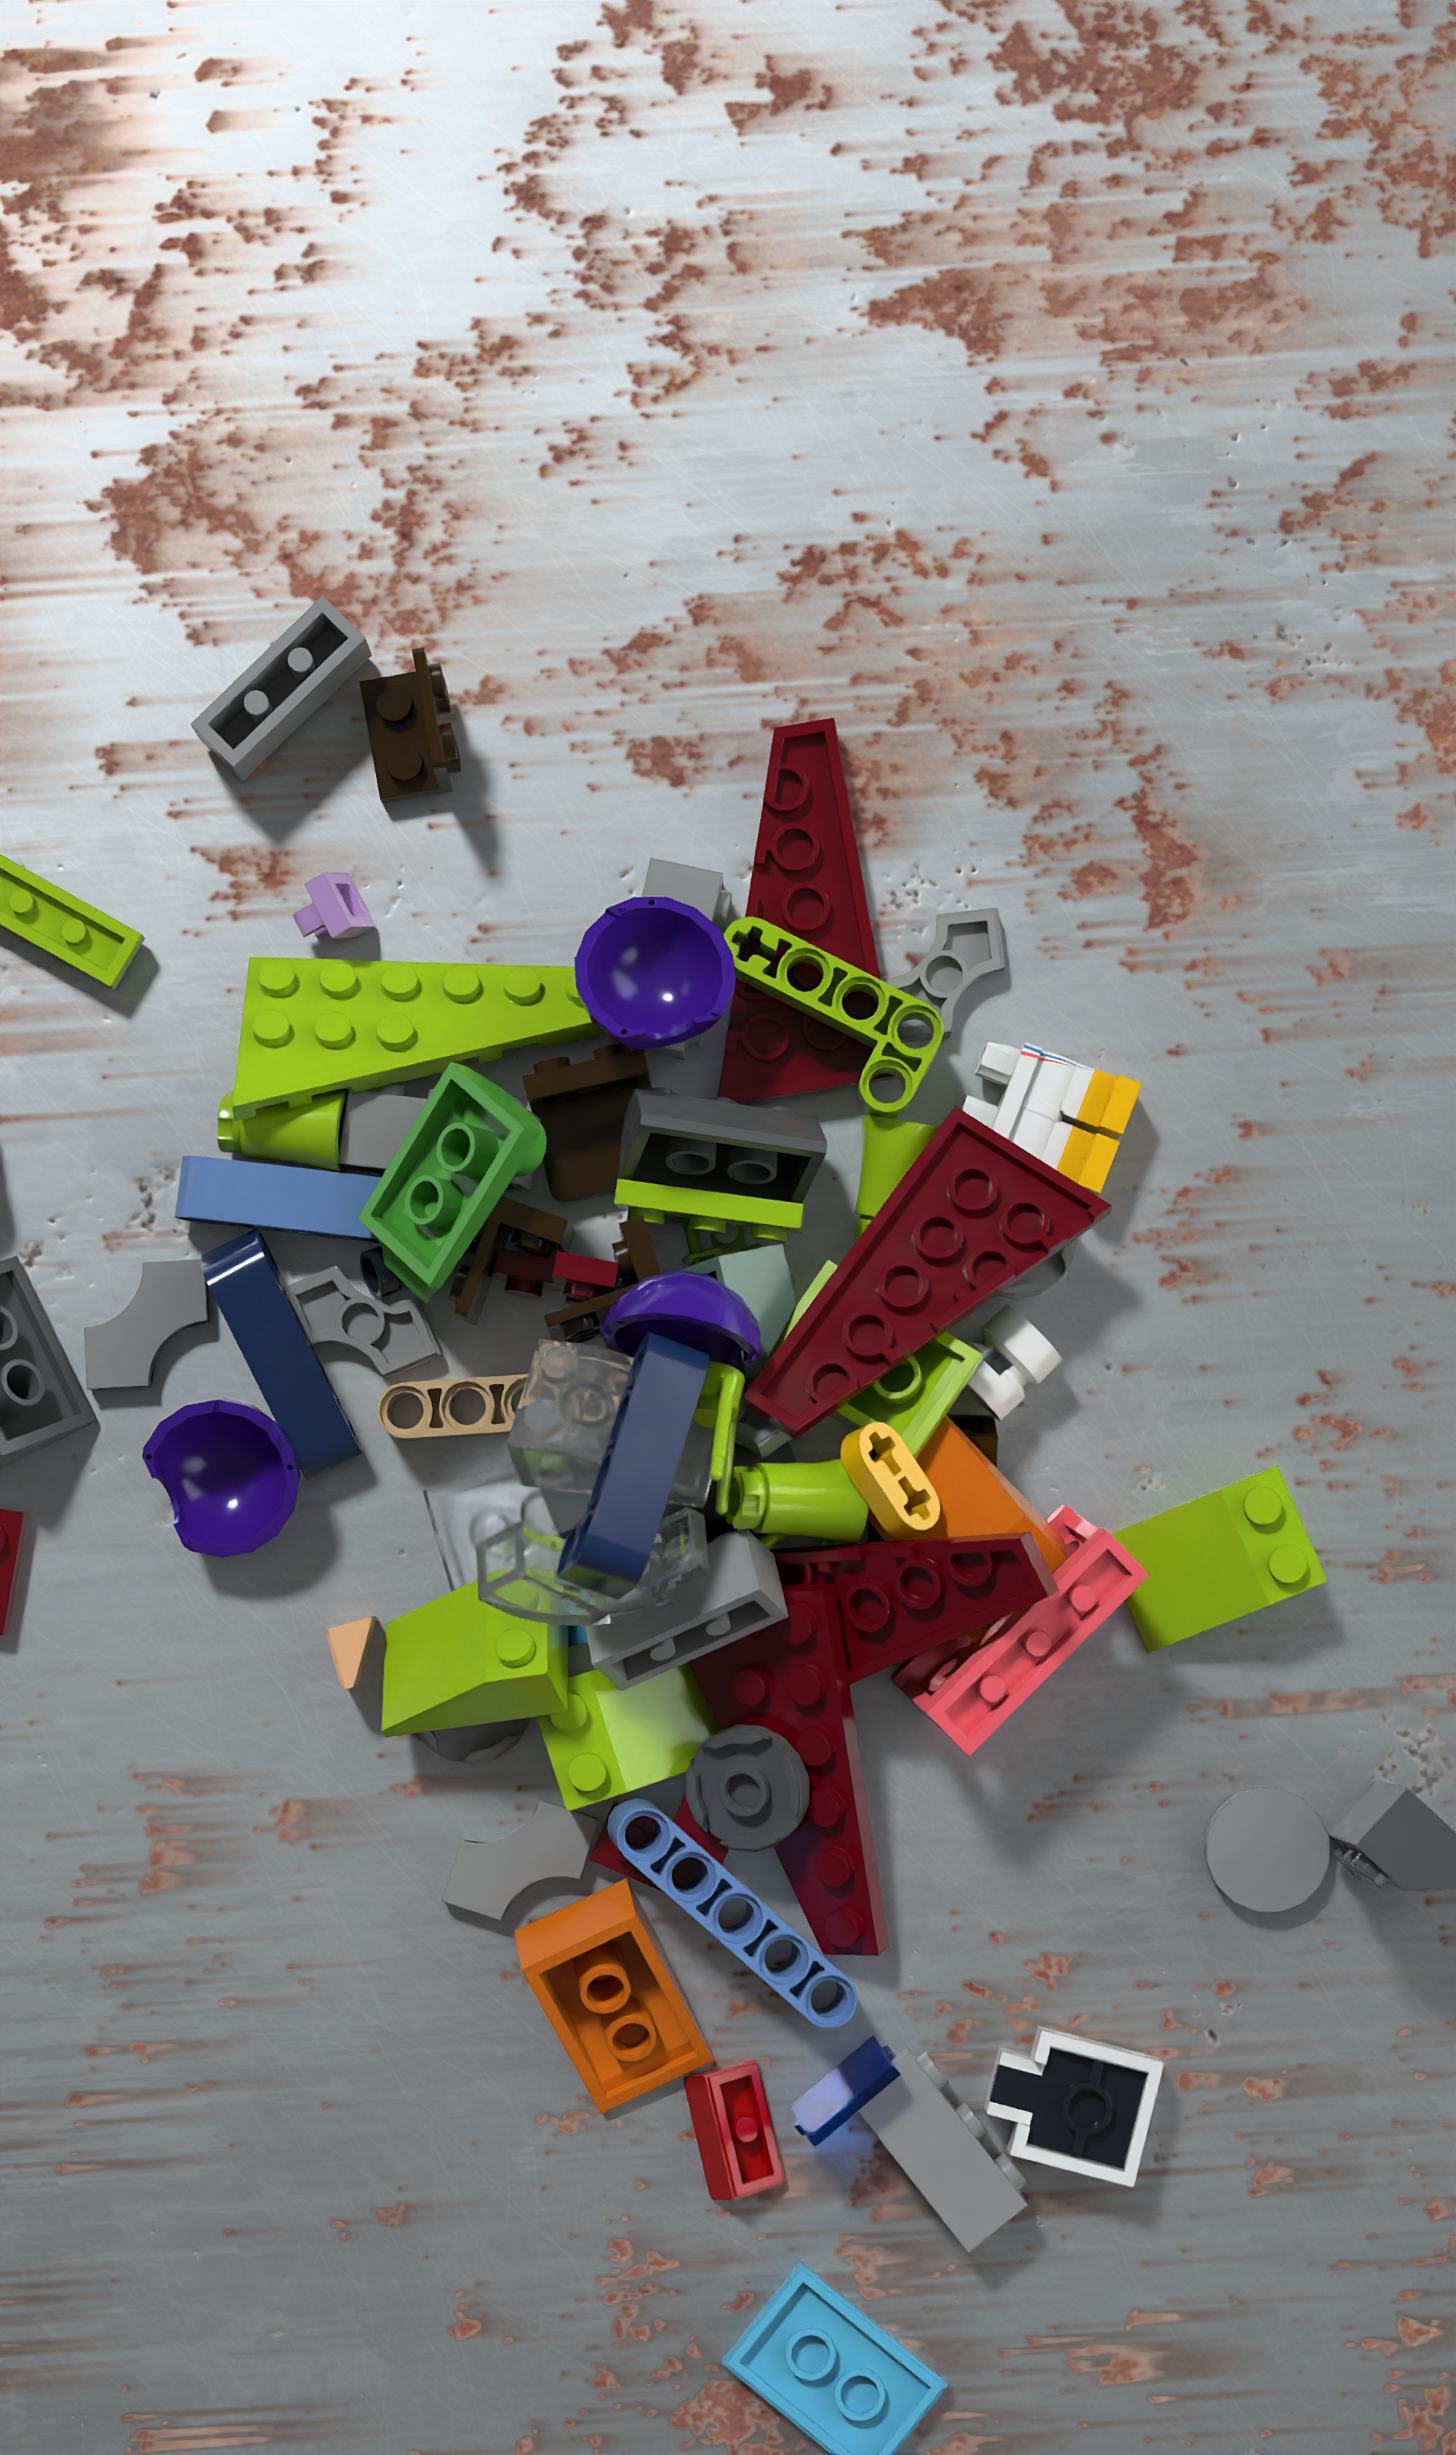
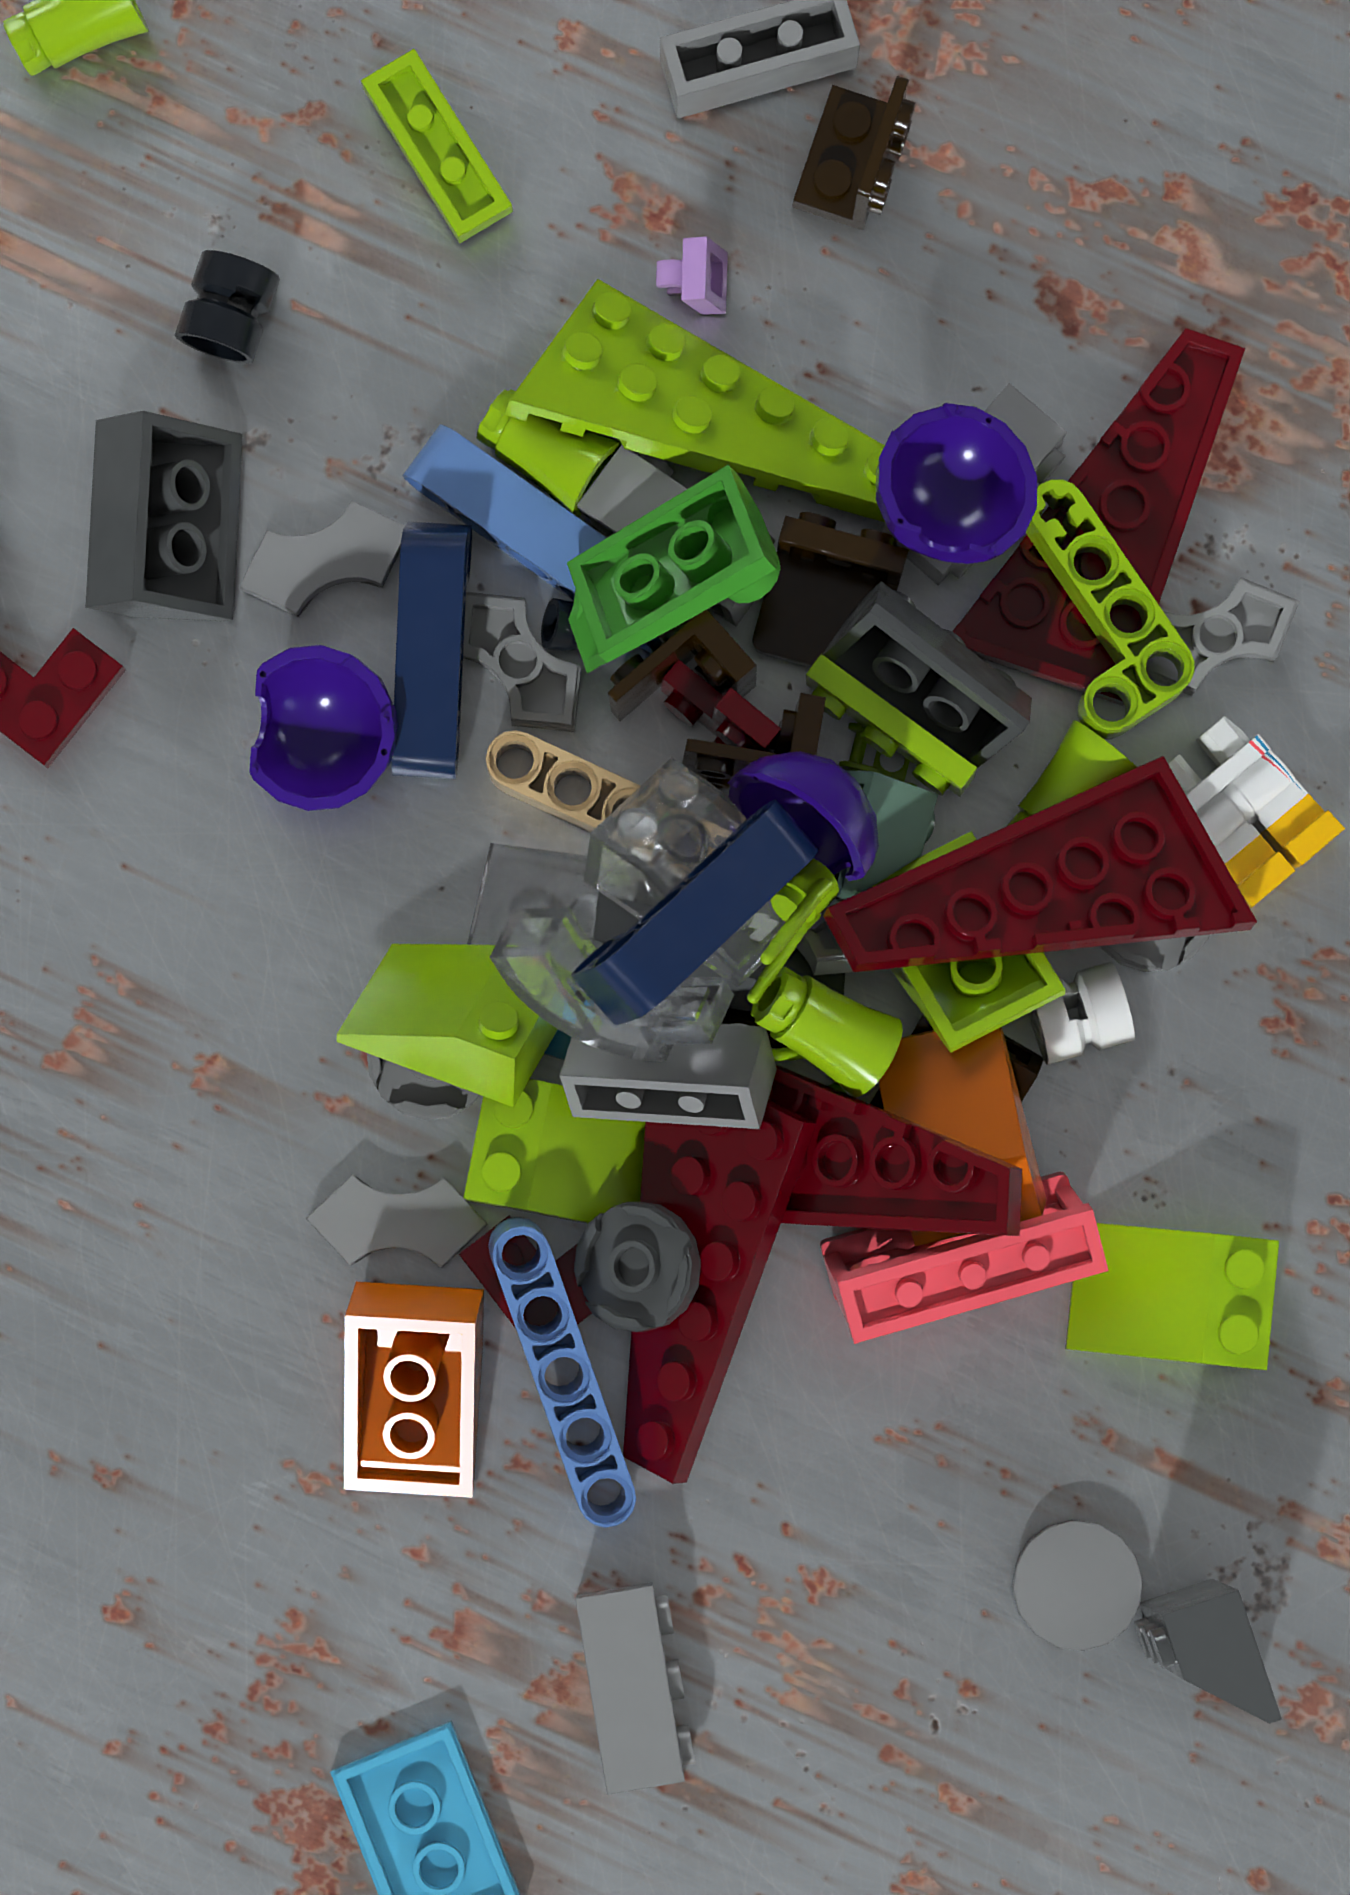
camera: 25 degrees right, 0 degrees up
(350, 1648) = (348, 947): light nougat slope -> none
(734, 2130) = (455, 1570): red slope -> none
(844, 2090) = (575, 1587): clear blue piece -> none
(890, 1480) = (919, 1056): yellow beam -> none
(1076, 2103) = (778, 1717): piece -> none

